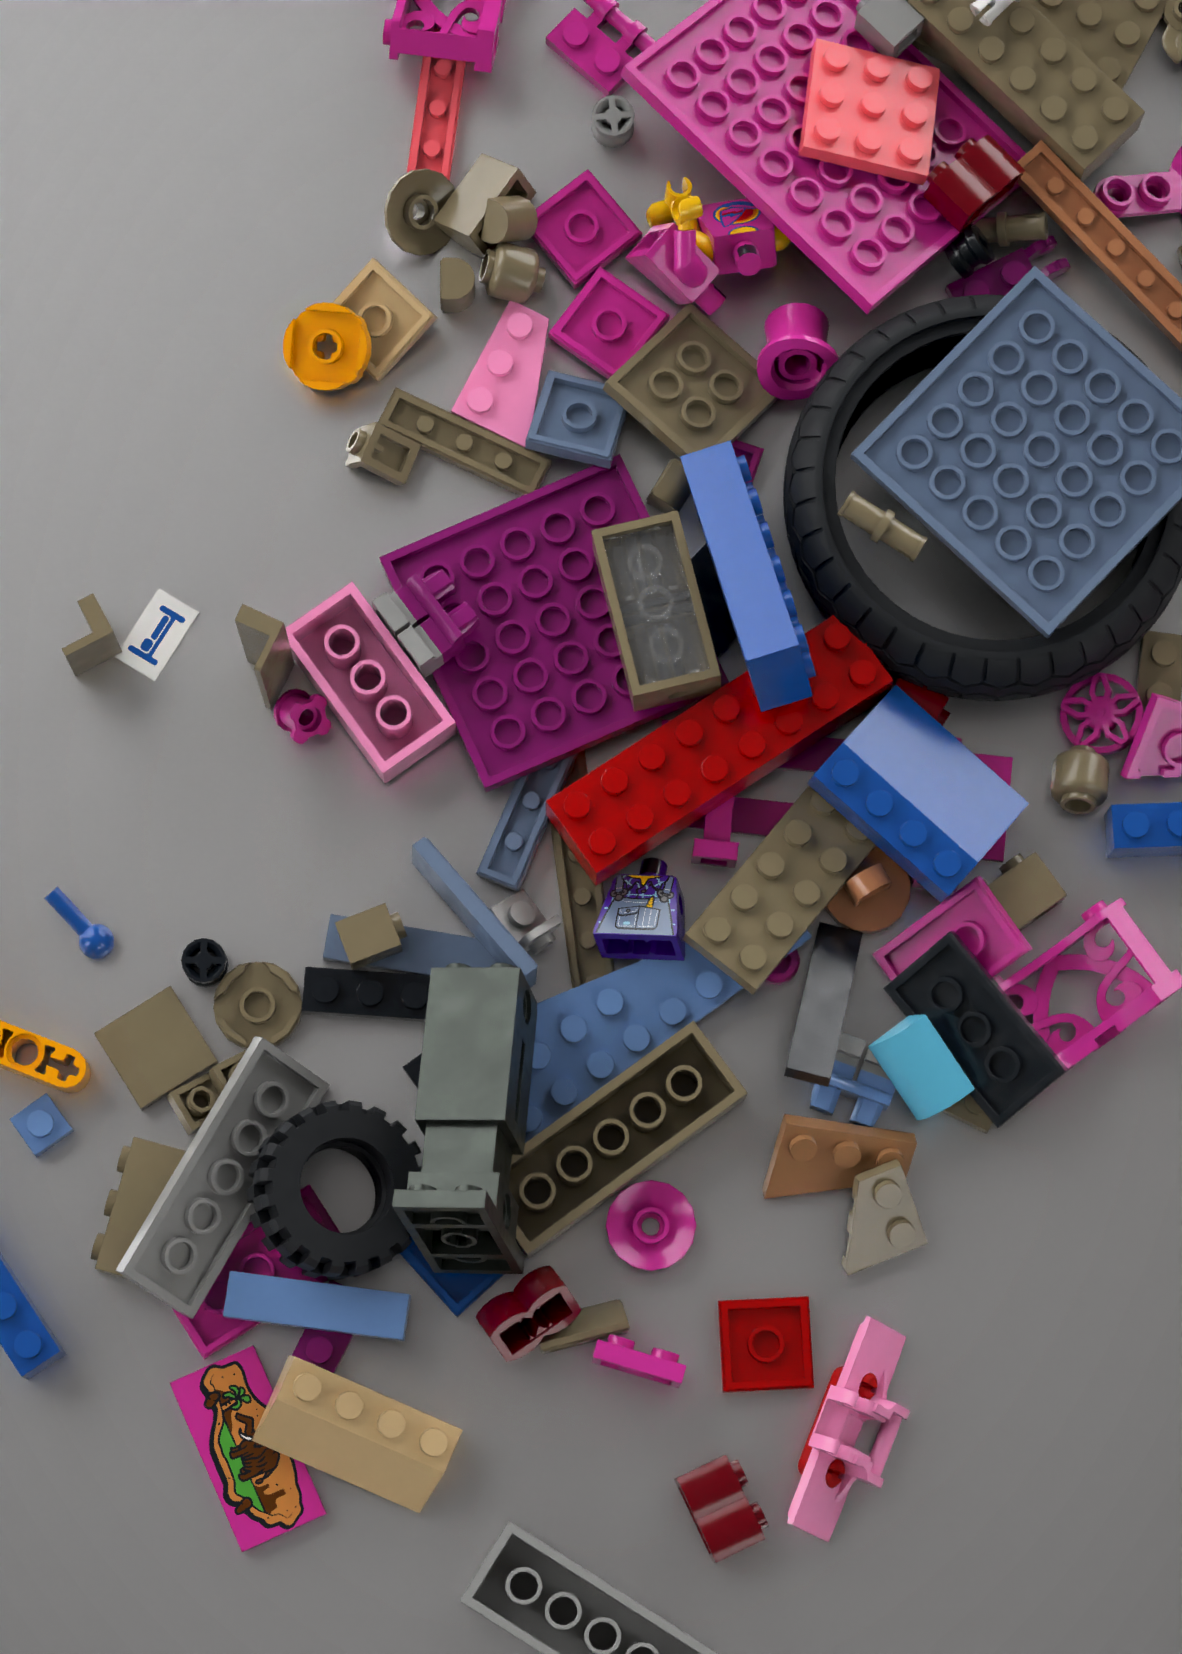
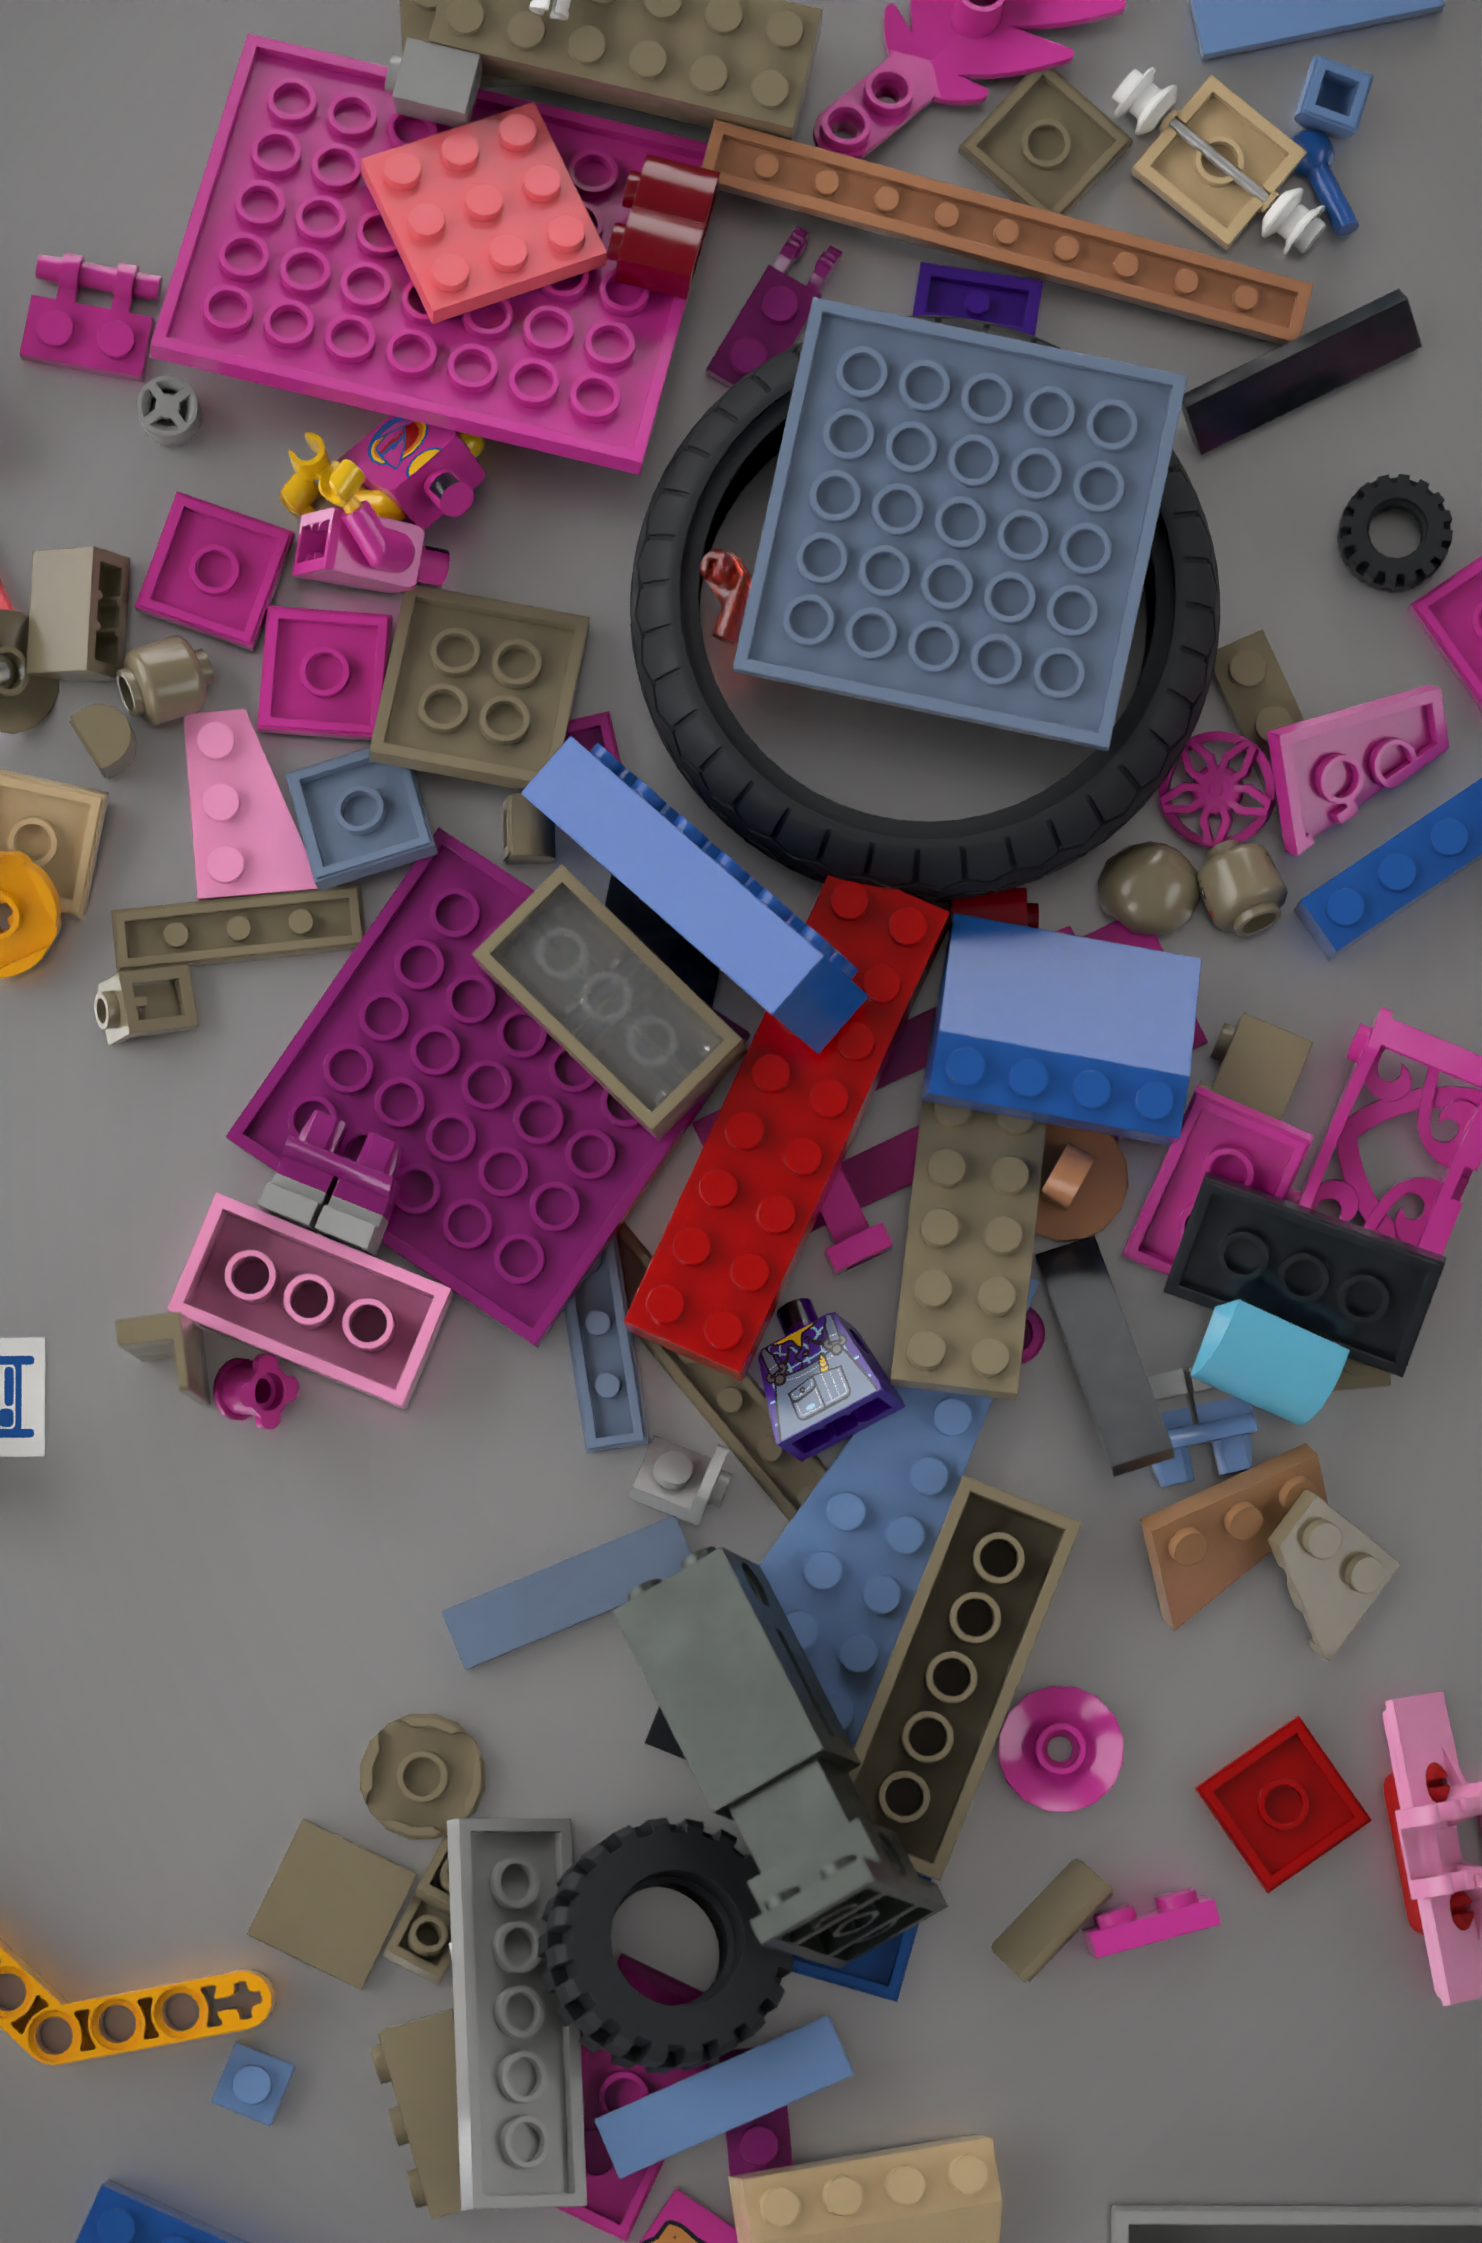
camera: 30 degrees left, 5 degrees up
(94, 939) = (173, 1818): blue bar -> none
(204, 954) = (313, 1762): black wheel -> none
(365, 994) = (545, 1680): black plate -> none
(371, 935) = (509, 1610): dark tan brick -> none
(471, 909) = (613, 1503): sand blue tile -> none
(509, 219) = (121, 618): dark tan brick -> none
(523, 1316) = (981, 1948): dark red brick -> none
(721, 1508) = (1351, 2033): dark red brick -> none
(795, 351) = (578, 569): dark pink piece -> none
(881, 402) = (731, 585): none -> clear red arm
(882, 526) = (825, 734): dark tan pin -> none
(969, 251) = (711, 312): black wheel -> none
(1012, 228) = (739, 252): dark tan pin -> none
(1024, 747) = (1149, 888): none -> dark tan hair
(1138, 337) = (978, 296): none -> dark purple plate

